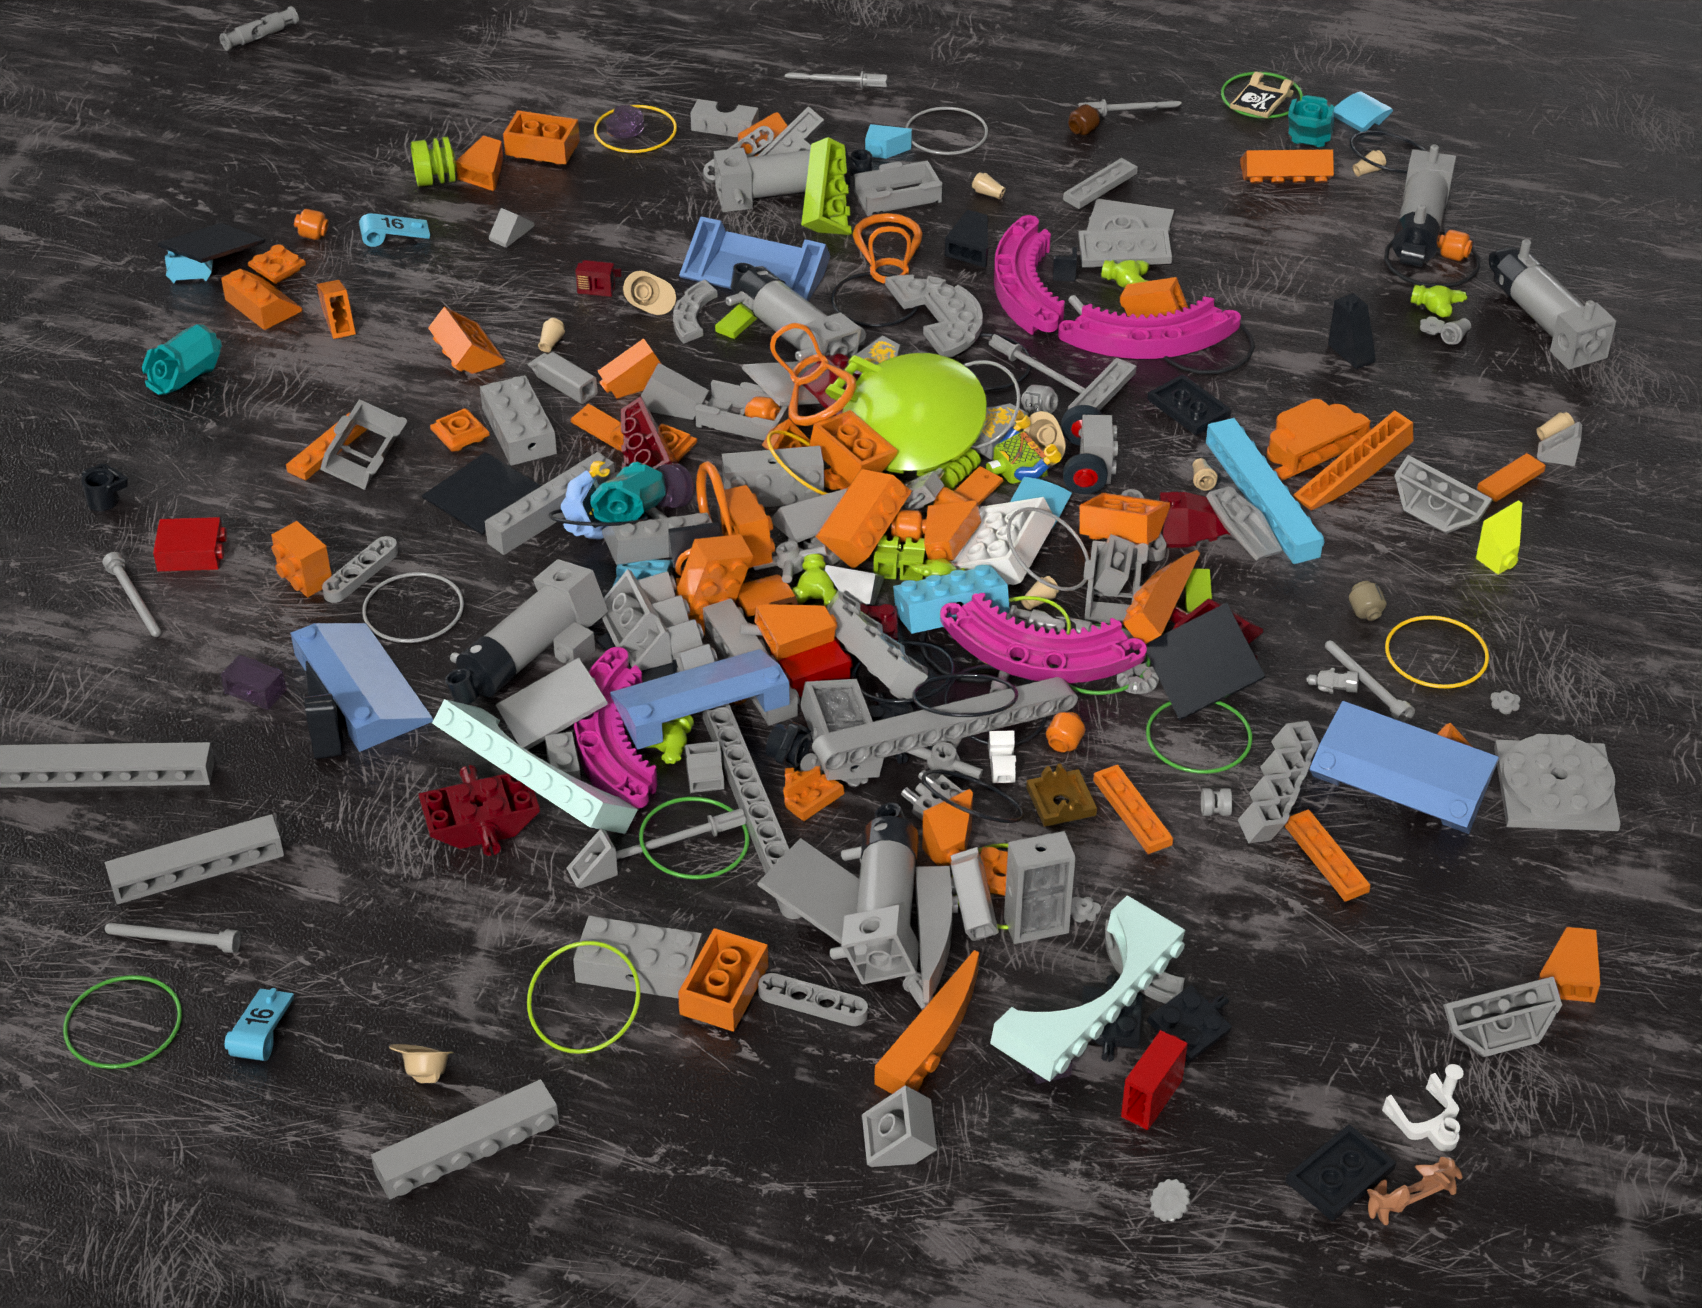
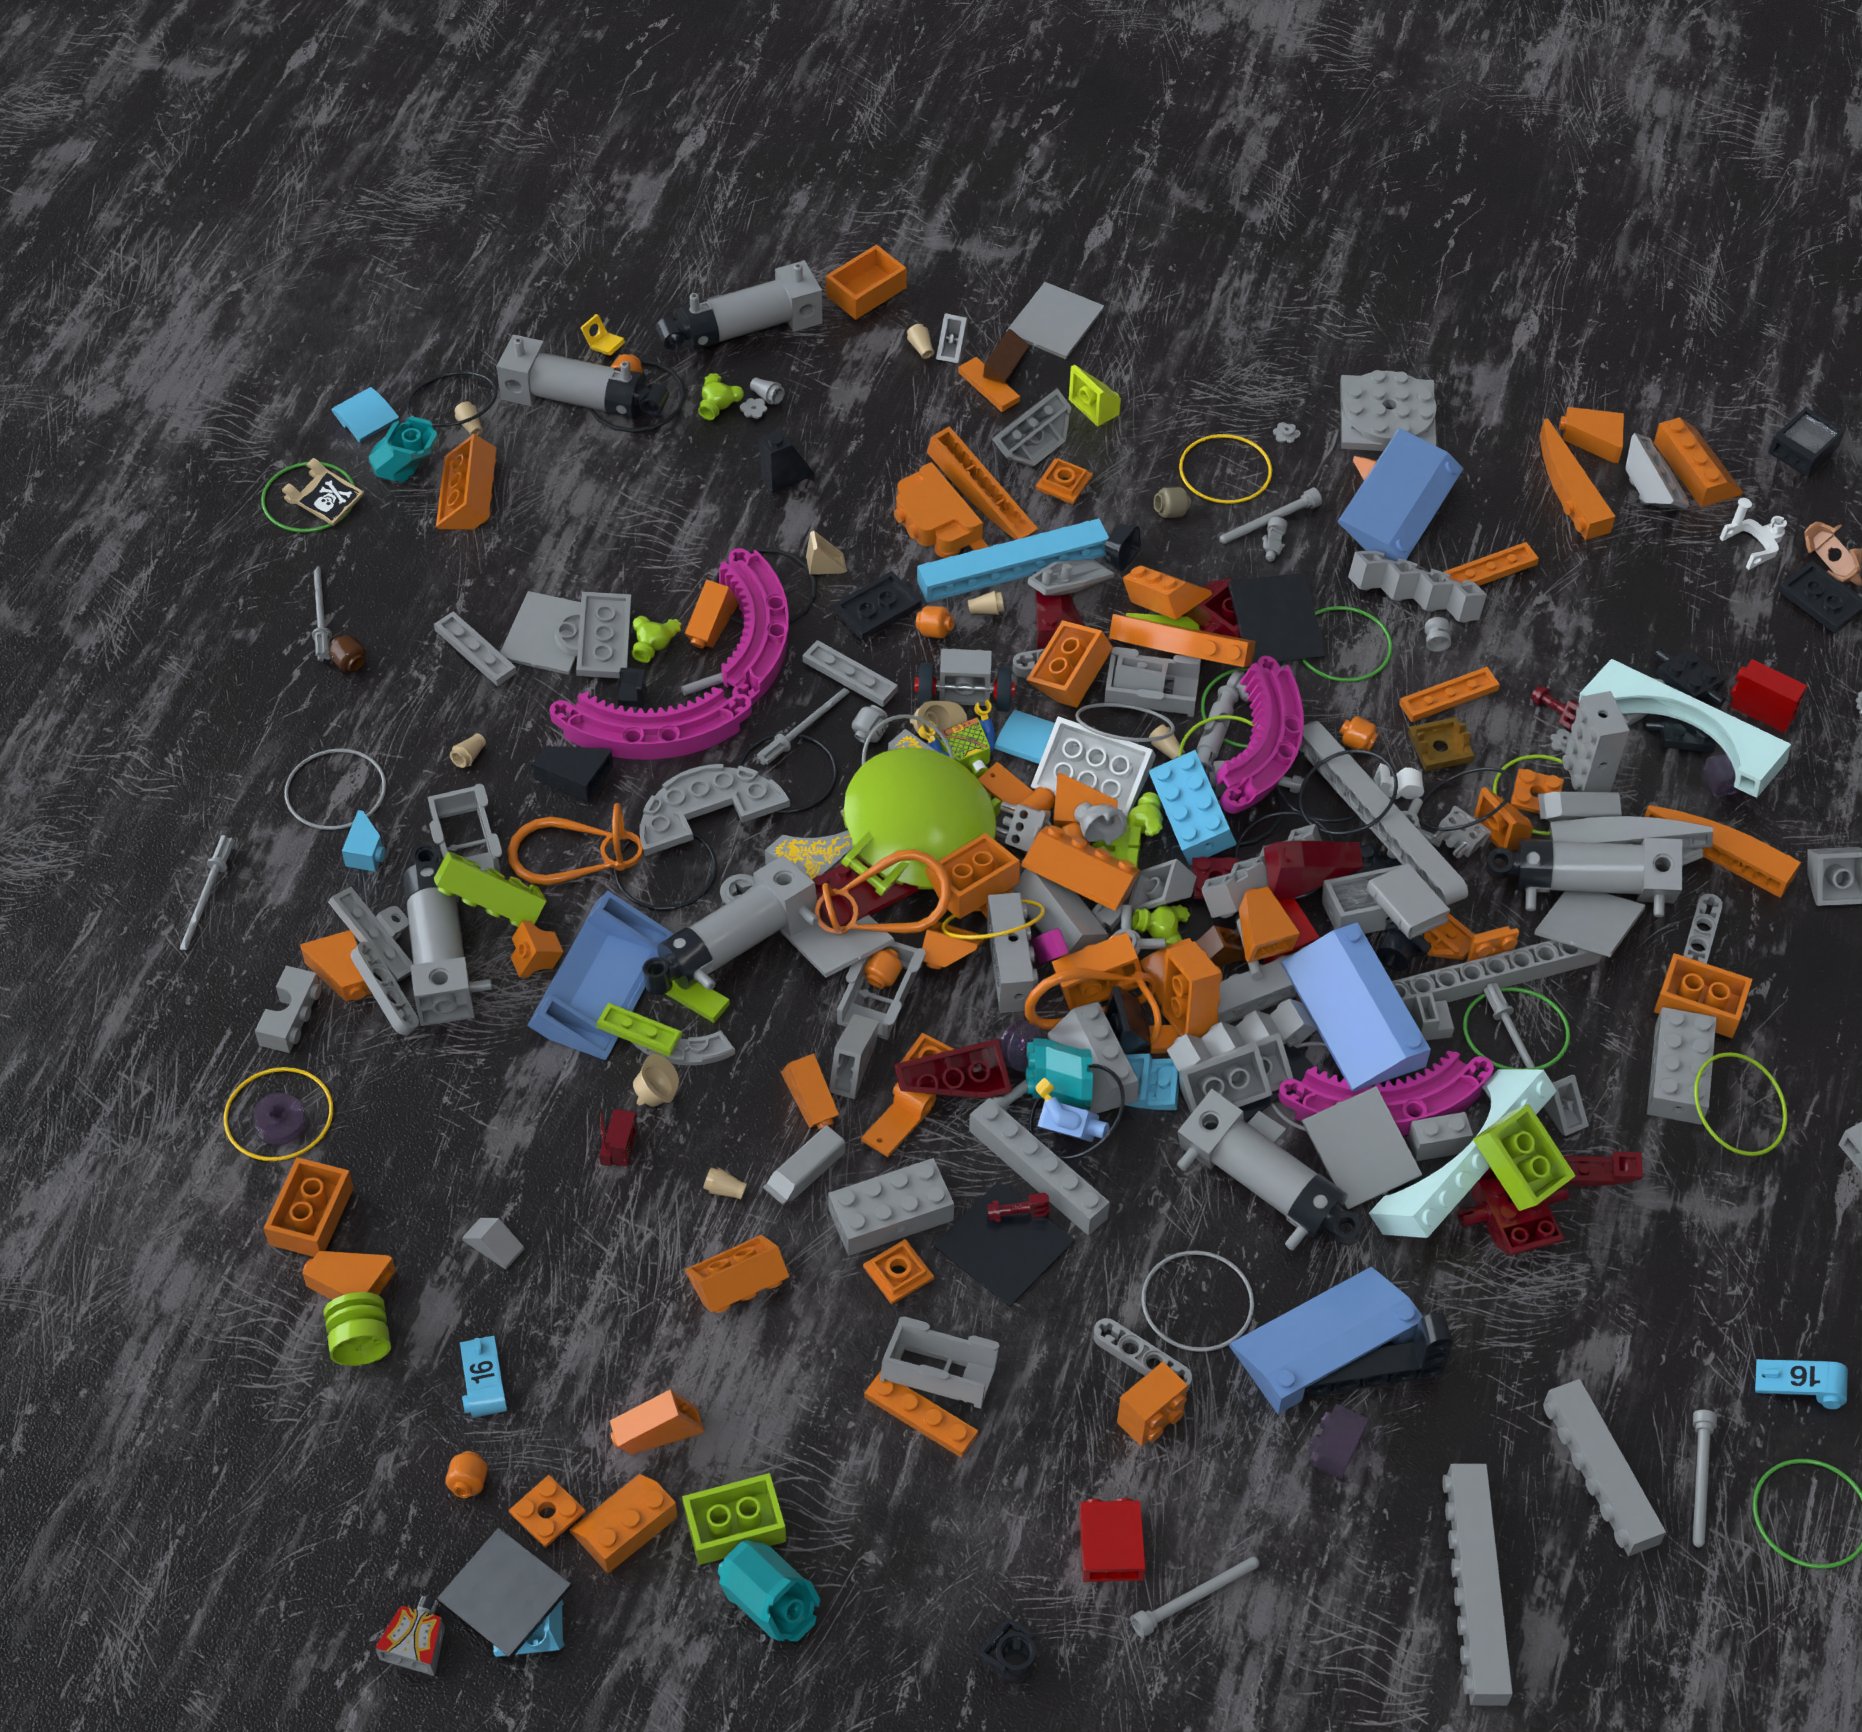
camera: 90 degrees left, 10 degrees up
(188, 210) = (413, 1637): none -> torso
(246, 343) = (731, 1514): none -> lime brick
(422, 1062) = (1826, 1233): tan piece -> none
(496, 775) = (1524, 1157): none -> lime brick
(508, 480) = (1037, 1205): none -> dark red hinge
(524, 868) = (1603, 1171): none -> dark red slope
(698, 282) = (639, 1029): none -> lime tile
(767, 487) = (1049, 946): none -> dark pink tile
(778, 224) = (534, 949): none -> orange brick
(783, 807) = (1493, 943): none -> orange piece
(810, 719) = (1408, 901): none -> light grey piece
(866, 657) = (1304, 865): none -> dark red wedge
(915, 522) = (1100, 822): none -> light grey piece
(1139, 886) = (1541, 696): none -> dark red hinge
(1171, 438) = (934, 622): none -> orange head
(1230, 579) = (1163, 592): none -> orange slope
(1242, 366) = (823, 556): none -> tan slope
(1293, 561) = (1122, 546): none -> black piece
(1391, 535) = (1066, 490): none -> orange piece
(1477, 936) = (1573, 487): none -> orange slope
(1492, 231) = (602, 341): none -> yellow bracket
(1548, 481) = (1005, 357): none -> reddish brown slope
(1548, 1065) = (1695, 463): none -> orange slope
(1614, 1184) = (1806, 441): none -> black window
(1622, 382) = (866, 281): none -> orange piece
(1625, 527) = (1056, 320): none -> light grey piece

